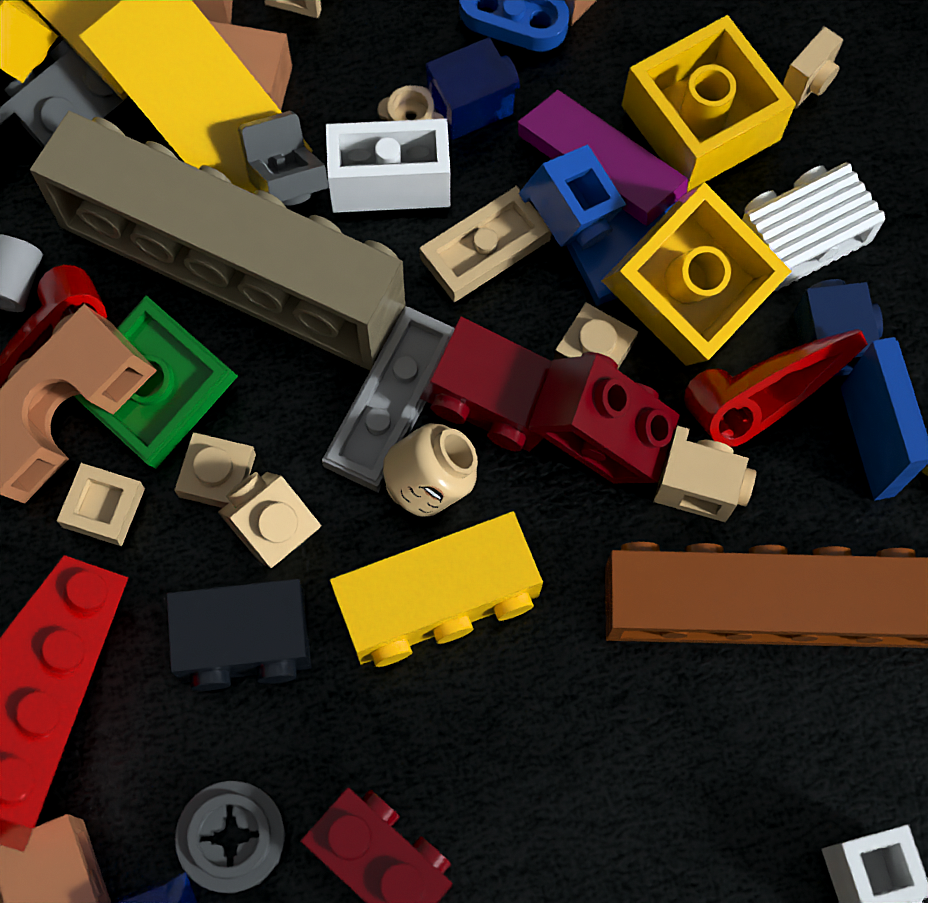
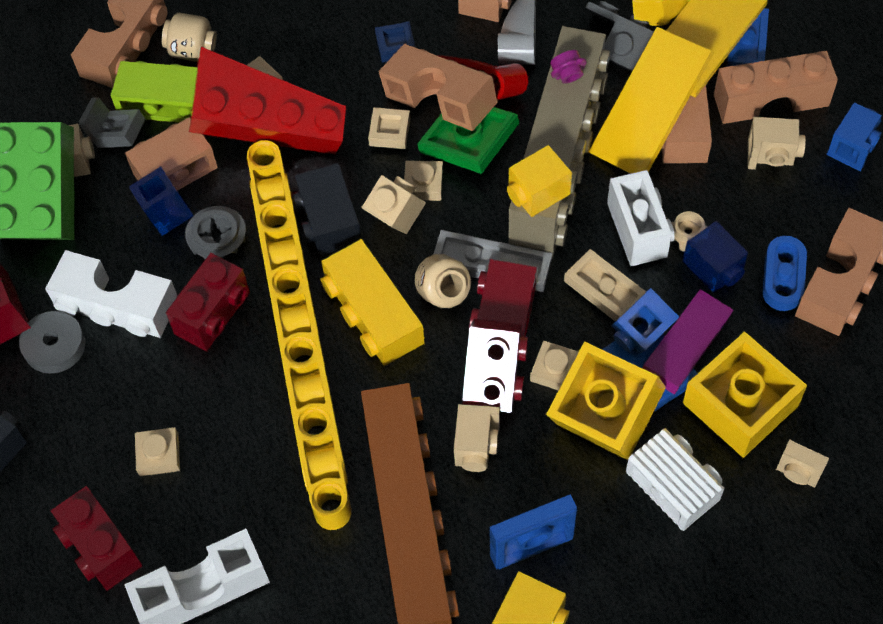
camera: 85 degrees right, 10 degrees down
(128, 171) = (568, 66): none -> magenta plate
(279, 159) = (619, 156): dark grey bracket -> none
(345, 259) = (539, 181): none -> yellow brick
(449, 718) = (298, 336): none -> yellow beam
(751, 401) = (529, 449): red piece -> none
(838, 308) = (602, 506): dark blue brick -> none

